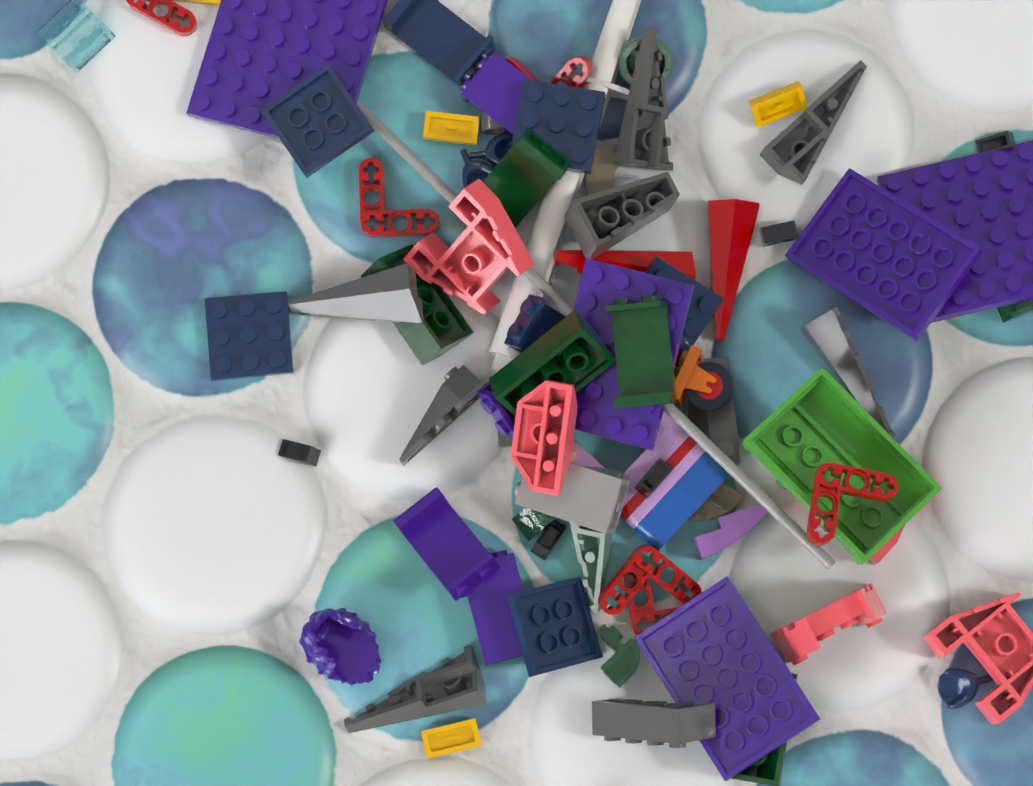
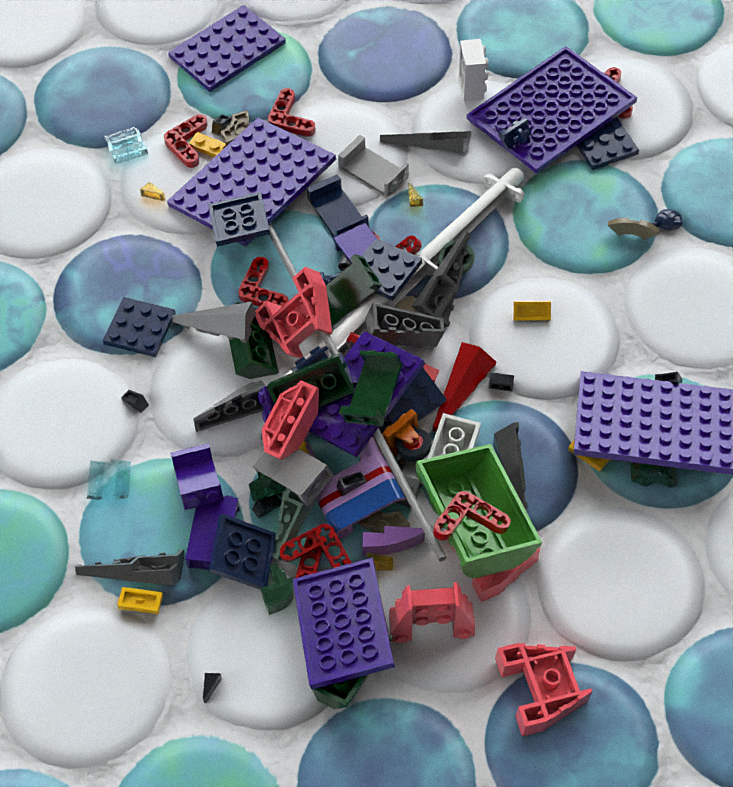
camera: 25 degrees right, 25 degrees down
(154, 103) = (152, 192): none -> clear yellow piece
(325, 583) = (108, 480): none -> clear light blue slope
(341, 646) = (97, 513): dark purple hair -> none
(451, 128) = (320, 258): yellow plate -> none
(653, 721) = (280, 629): dark grey wedge -> none
(727, 563) = (381, 562): none -> clear yellow piece
(759, 365) = (454, 435): none -> white brick
(800, 144) = (533, 336): dark grey wedge -> none
(883, 254) = (564, 406): dark purple plate -> none
(959, 686) = (507, 699): dark blue piece -> none

